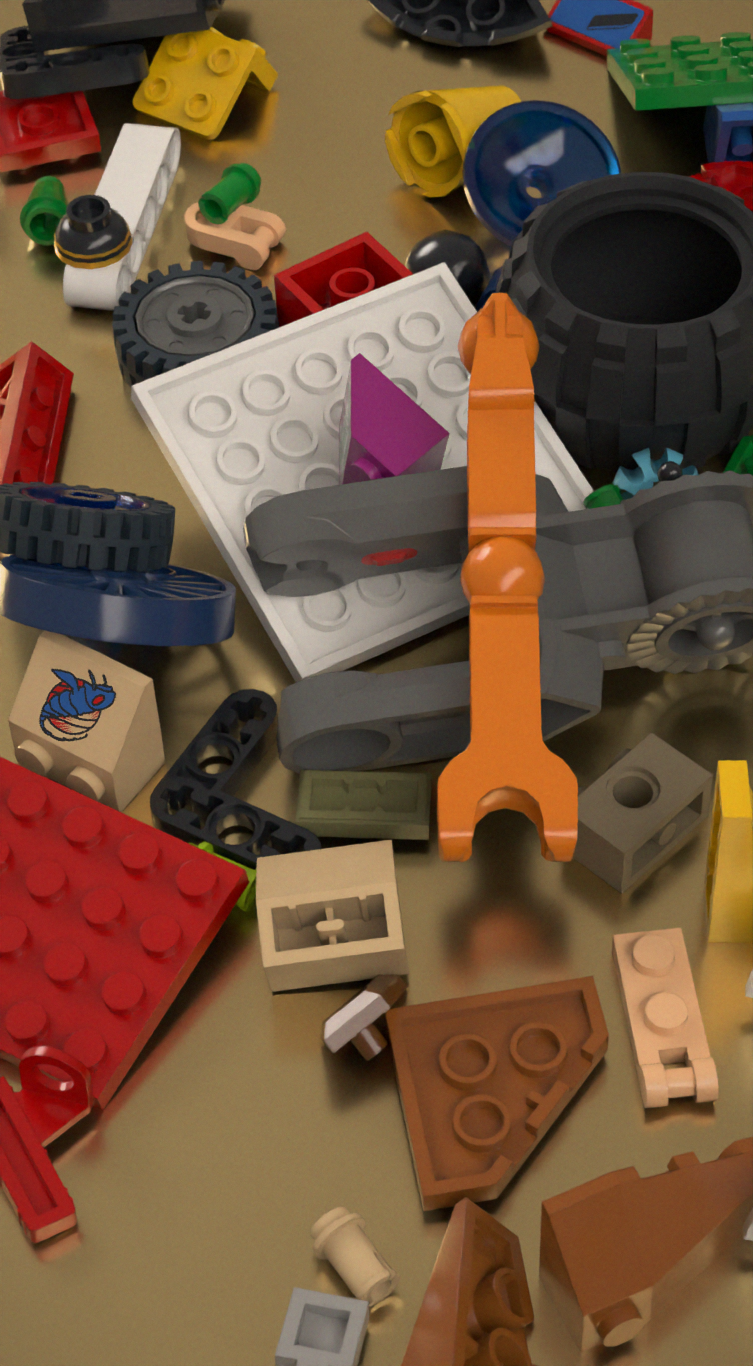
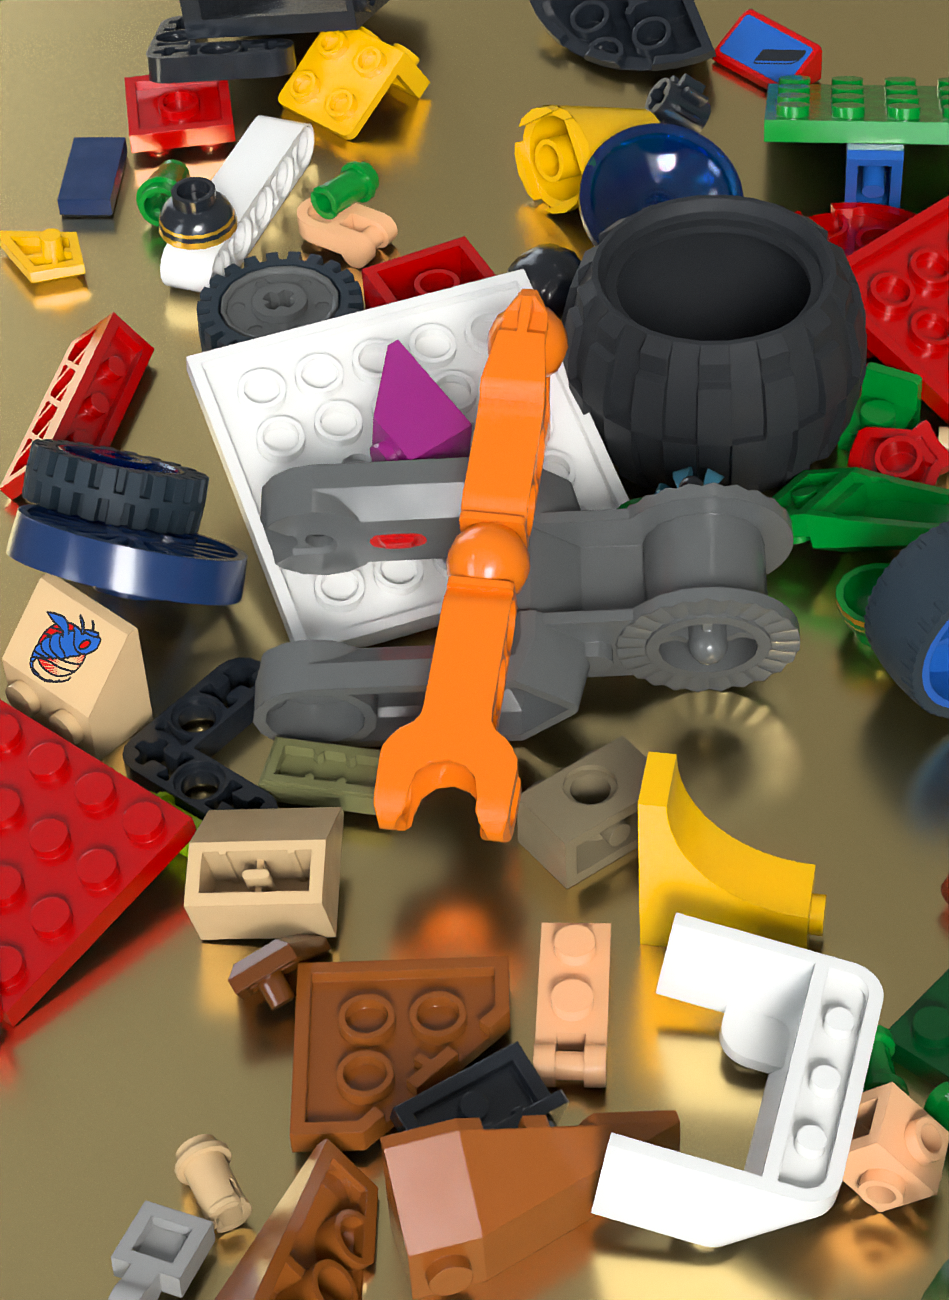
camera: 10 degrees right, 5 degrees down
(531, 76) = (679, 102): none -> black gear
(610, 1133) = (493, 1089): none -> black bracket

